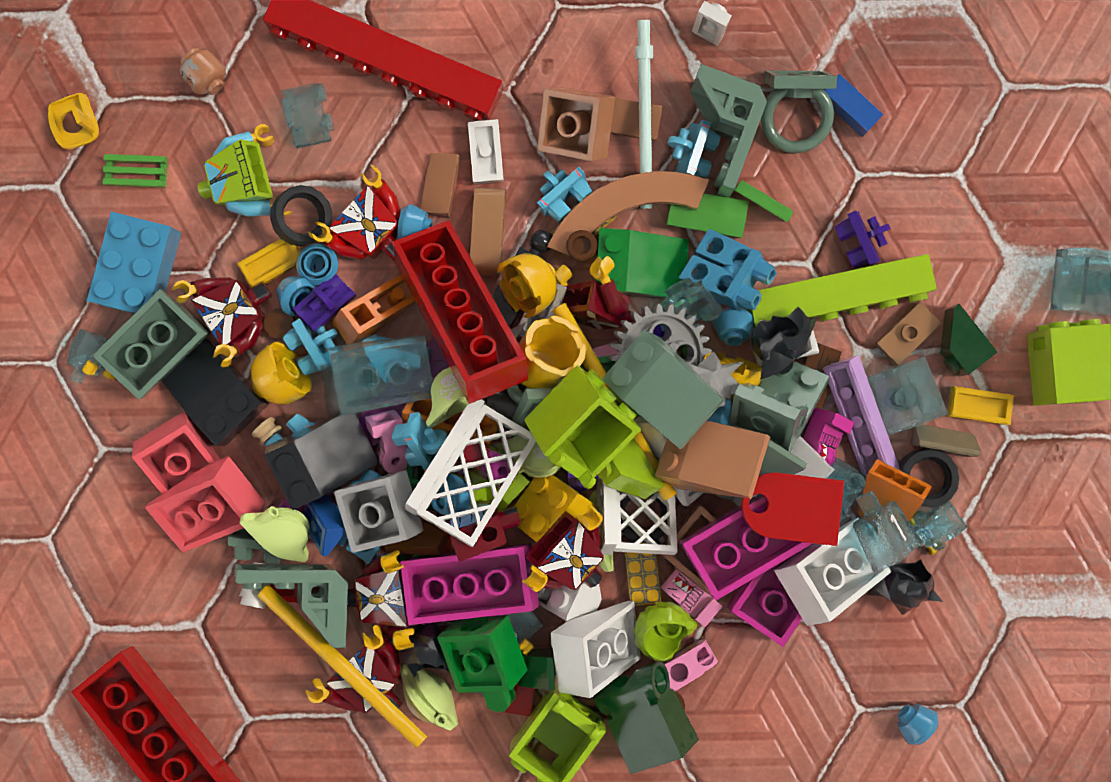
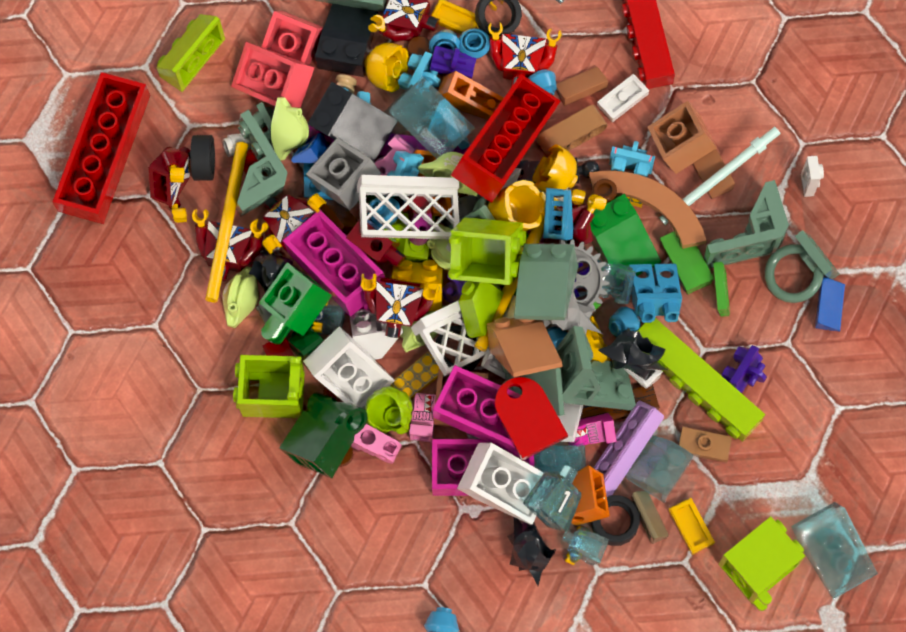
camera: 60 degrees right, 15 degrees down
(113, 572) = (191, 51): none -> lime slope
(245, 692) = (168, 178): none -> dark red torso
(248, 641) = (202, 157): none -> black tyre
(598, 337) = (567, 217): none -> dark azure slope
(689, 147) = (733, 222): medium azure hips -> none
(963, 343) = (723, 483): dark green slope -> none

